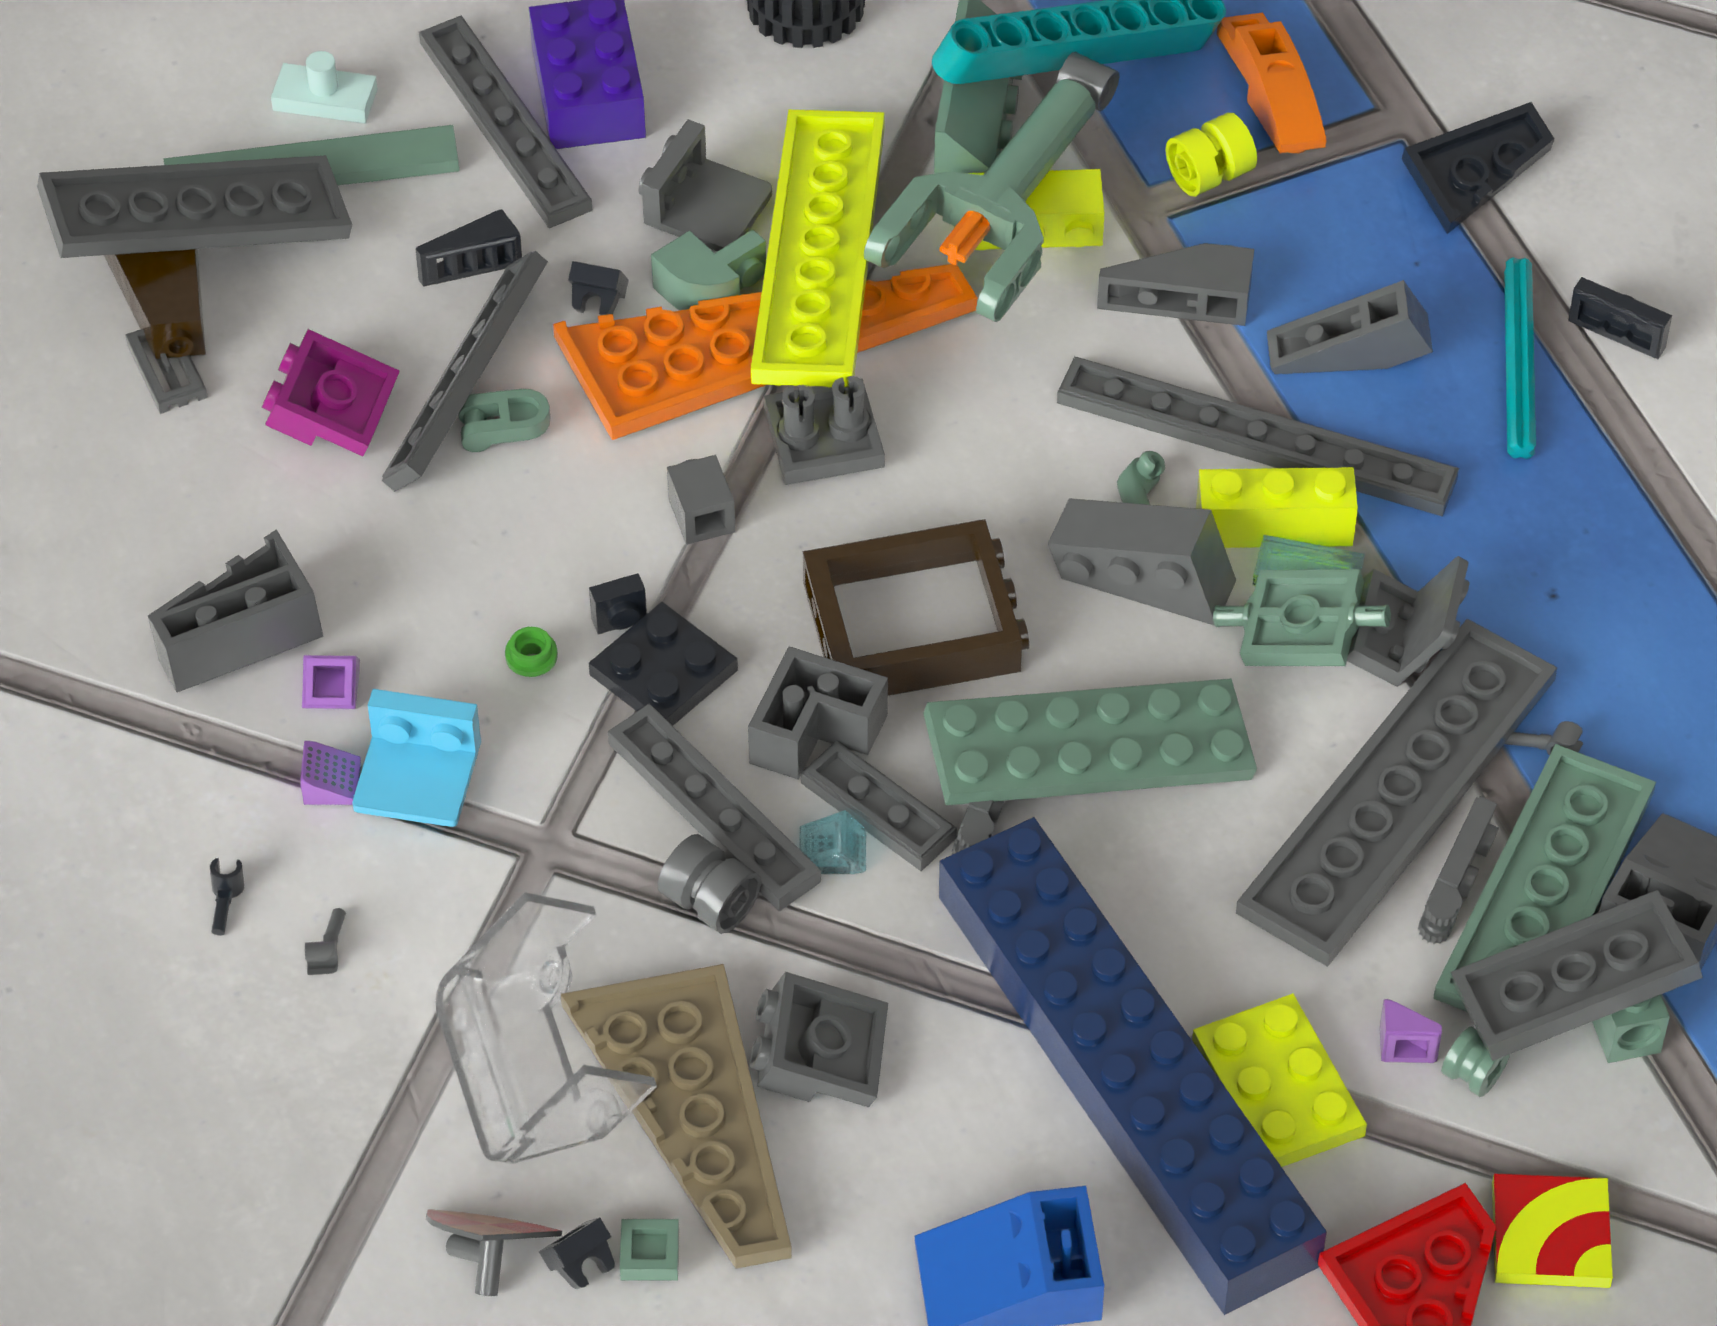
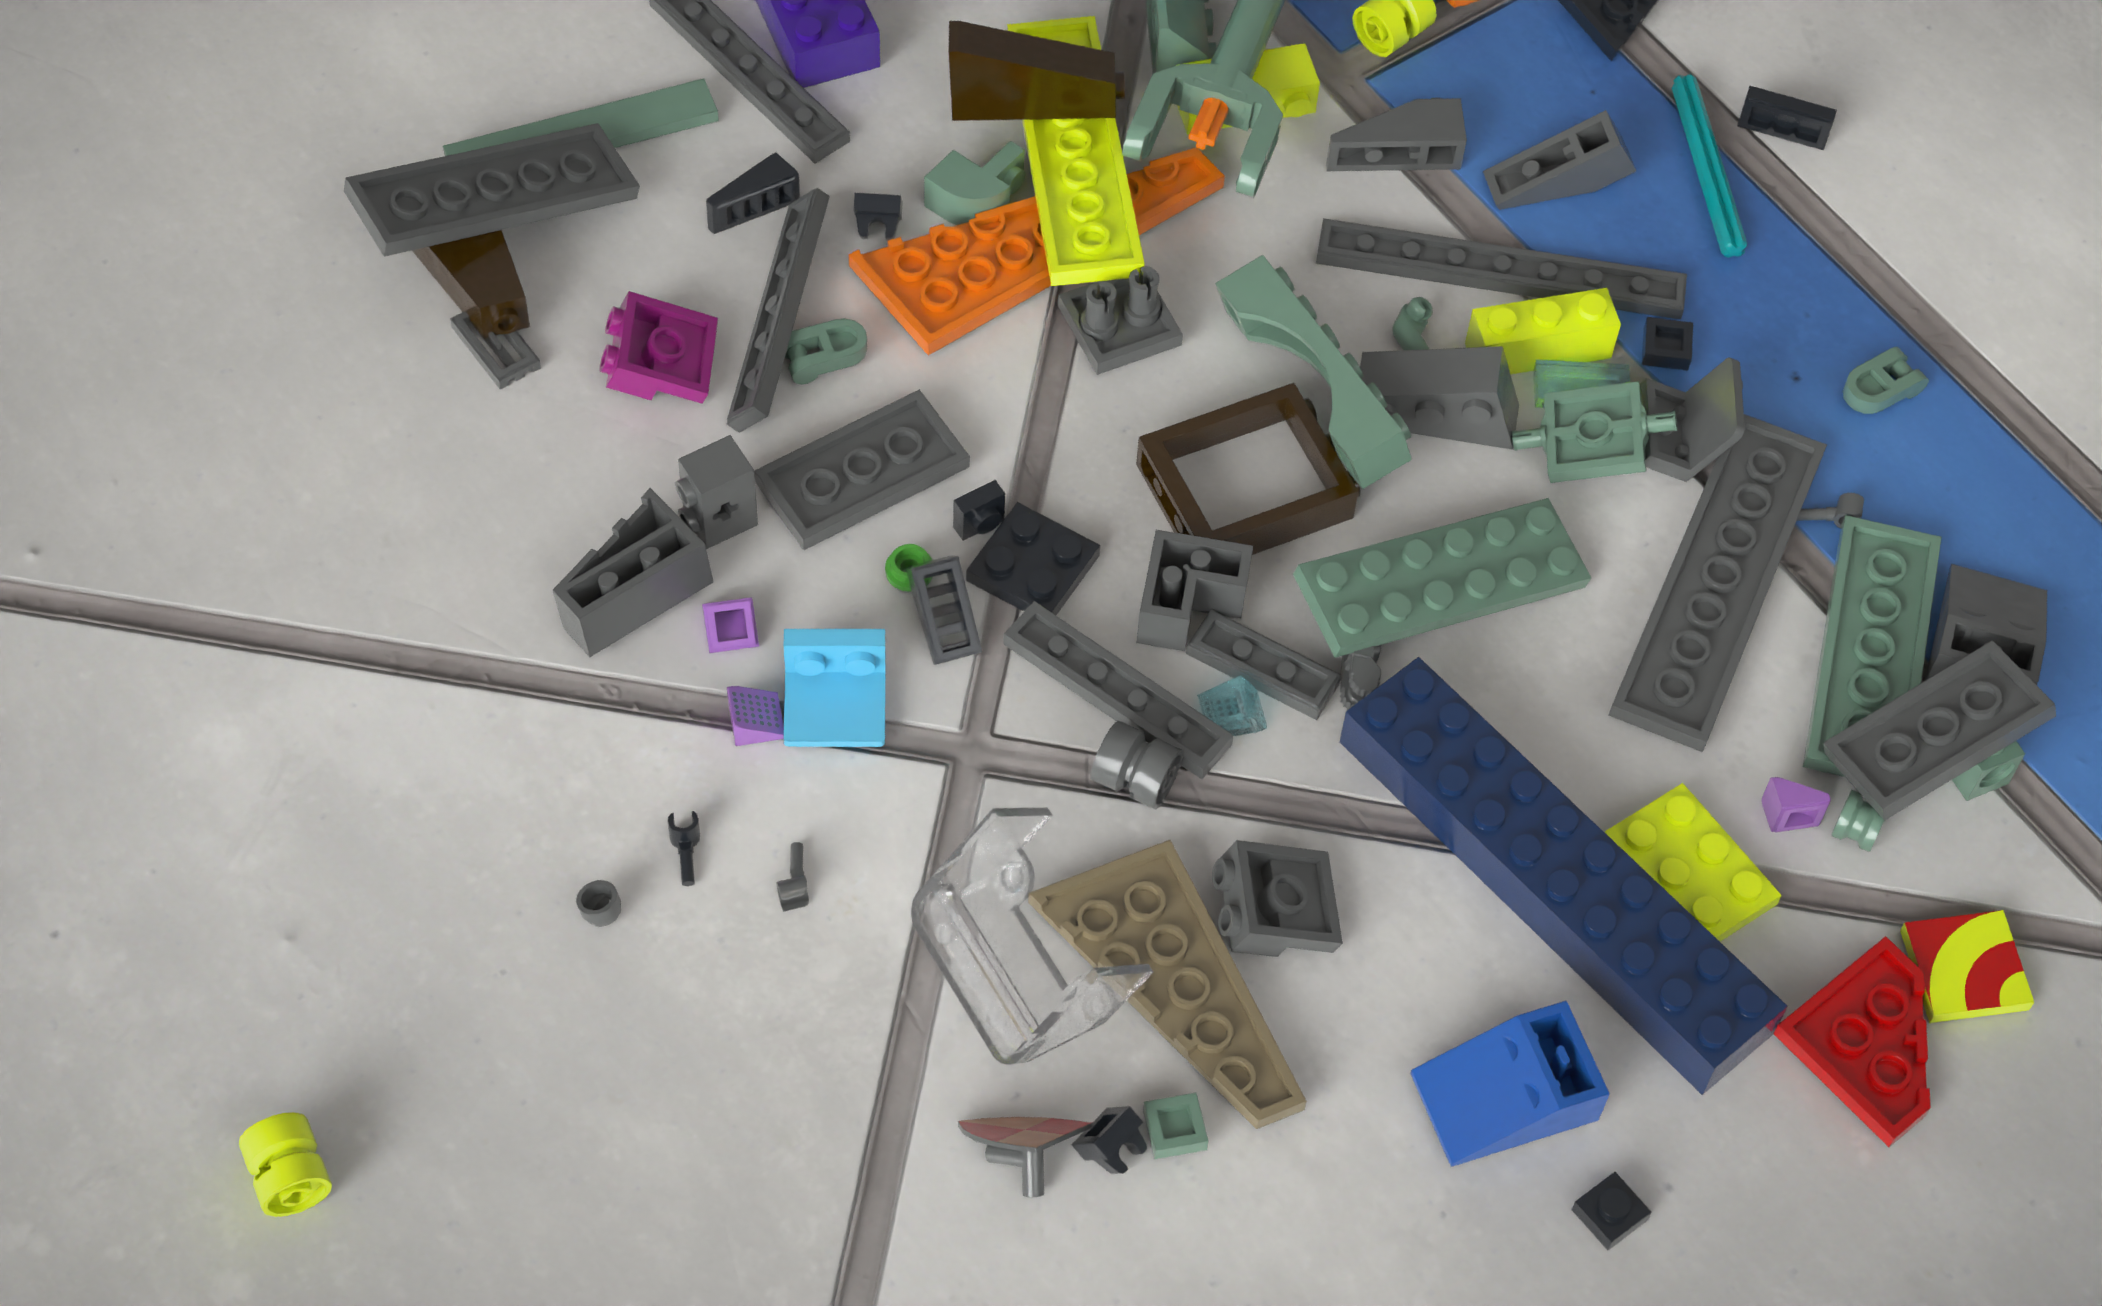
camera: 15 degrees left, 5 degrees up
(119, 935) = (595, 904): none -> dark grey hinge
(323, 90) = (574, 61): light aqua tile -> none
(344, 544) = (717, 492): none -> dark grey brick
(508, 545) = (861, 469): none -> dark grey plate
(549, 654) = (957, 586): none -> black slope
(698, 194) = (928, 116): dark grey bracket -> none
(701, 499) = (1027, 399): dark grey brick -> none
(781, 164) = (1028, 77): none -> dark brown slope
(1032, 569) = (1270, 313): none -> sand green arch
(1414, 538) = (1667, 343): none -> black plate
(1458, 873) = (1793, 650): dark grey hinge -> none
(1629, 618) = (1872, 387): none -> sand green plate

